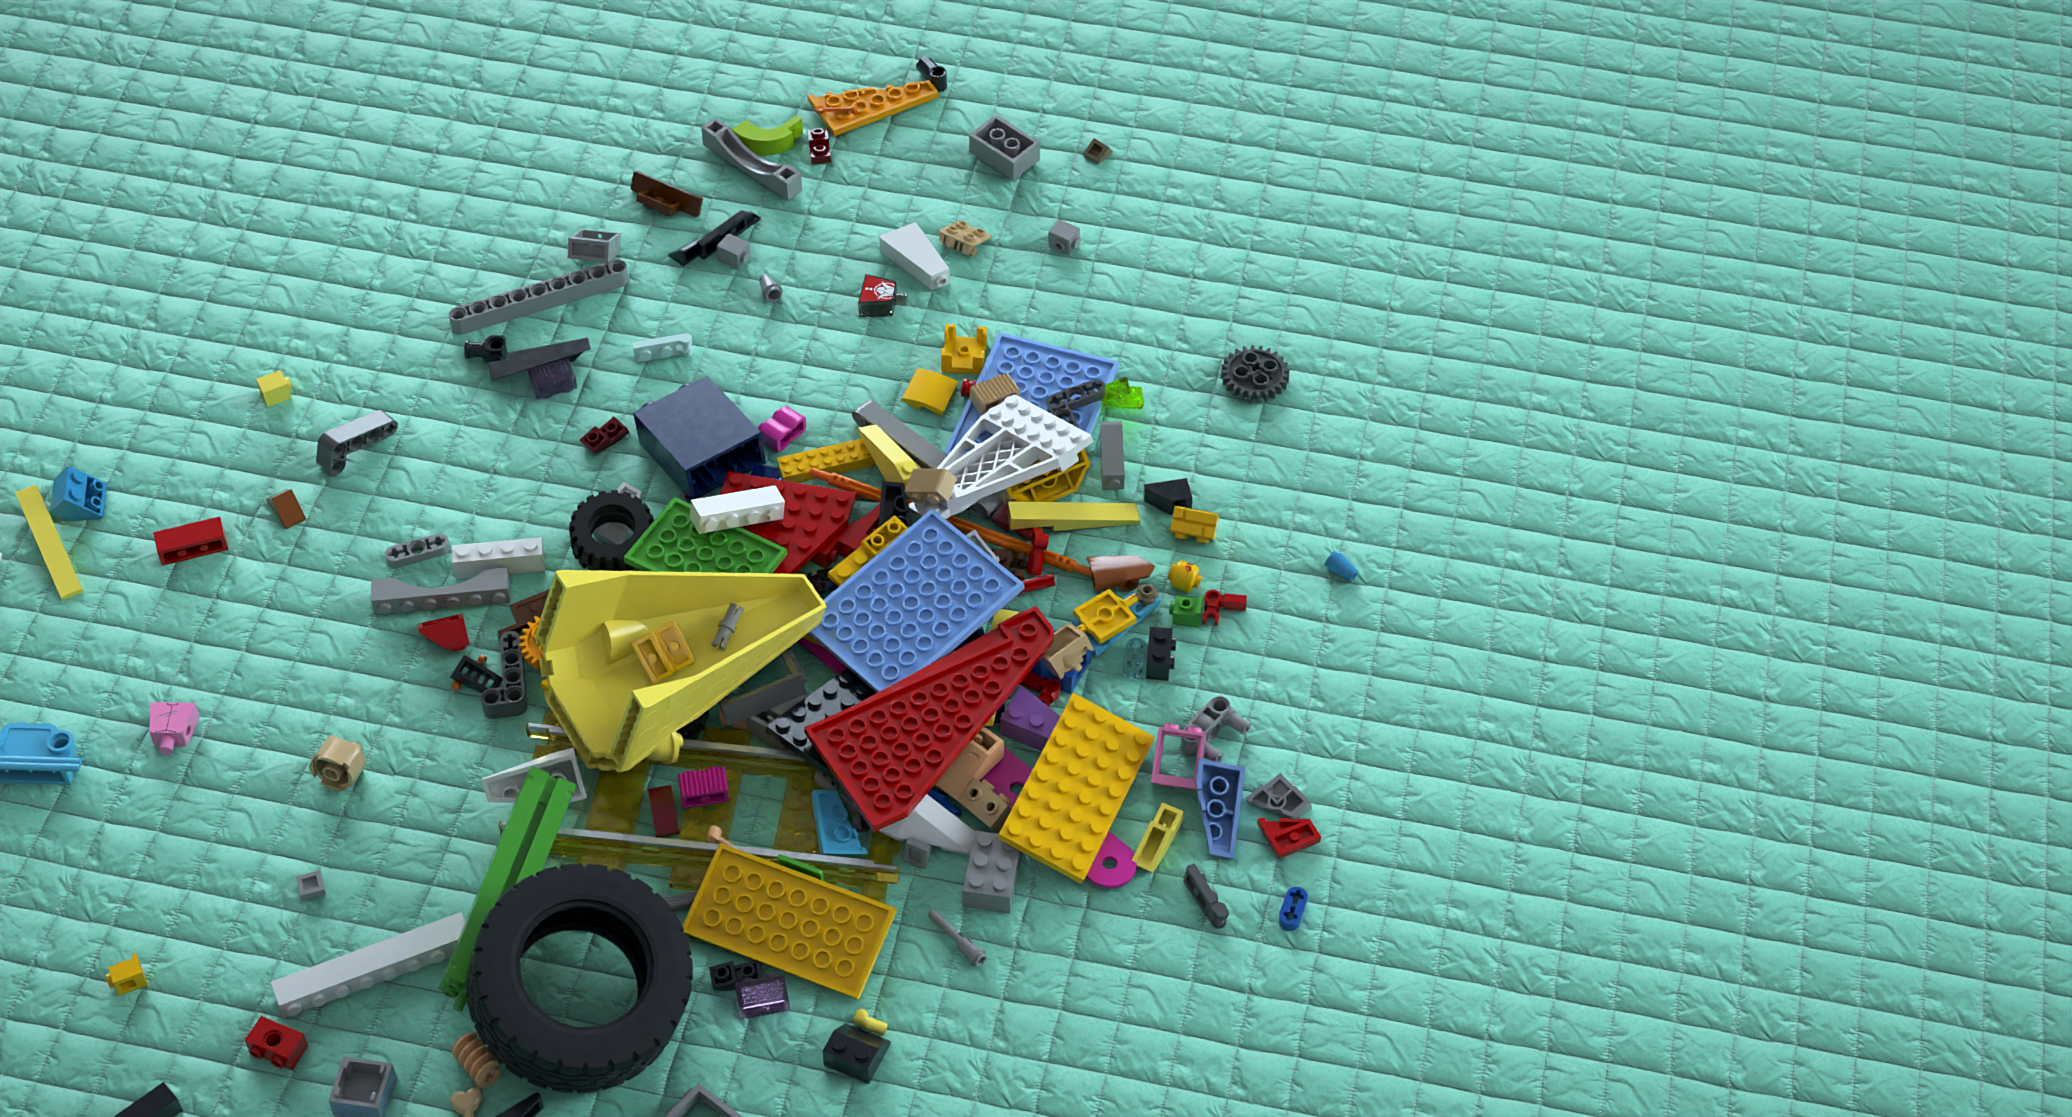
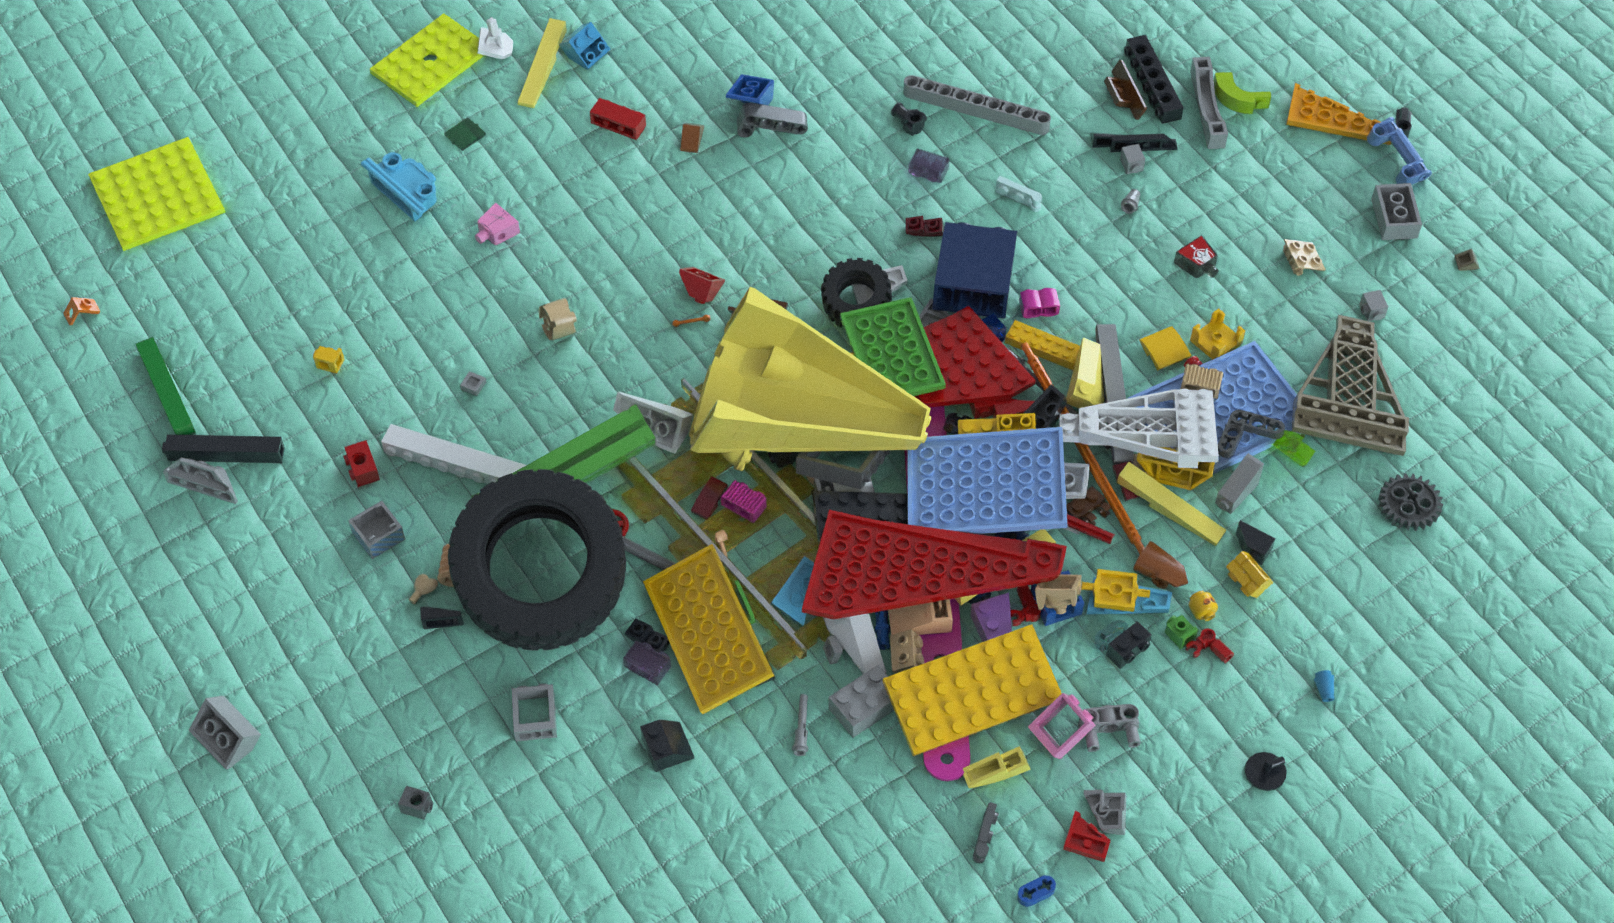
camera: 45 degrees right, 5 degrees up
(34, 665) = (465, 134): none -> clear green piece
(274, 388) = (759, 54): light yellow brick -> none
(308, 421) = (752, 90): none -> blue slope
(394, 596) = (751, 273): light grey arch -> none
(400, 549) = (744, 225): light grey beam -> none
(472, 665) = (683, 313): black slope -> none
(512, 697) = (699, 355): dark grey beam -> none
(516, 555) = (778, 259): white brick -> none
(533, 357) = (931, 144): black wedge -> none
(589, 247) = (1040, 93): light grey window -> none
(663, 651) = (797, 393): yellow slope -> none
(679, 170) = (1153, 79): none -> black brick
(727, 626) = (851, 406): light grey pin -> none
(737, 509) = (938, 334): white brick -> none
(819, 146) = (1269, 124): dark red slope -> none
(820, 109) = (1293, 99): orange hinge -> none
(862, 1020) = (691, 735): light yellow arm -> none
(916, 255) = (1253, 245): white slope -> none
(930, 485) = (1077, 410): tan brick -> none
(931, 84) = (1386, 131): none -> medium blue piece
(1039, 542) = (1117, 511): red bar -> none
(1129, 348) = (1339, 419): none -> dark tan wing
(1146, 594) = (1161, 602): dark tan plate -> none
(1219, 797) = (1059, 777): medium blue wedge -> none
(1365, 669) = (1265, 771): none -> black shield

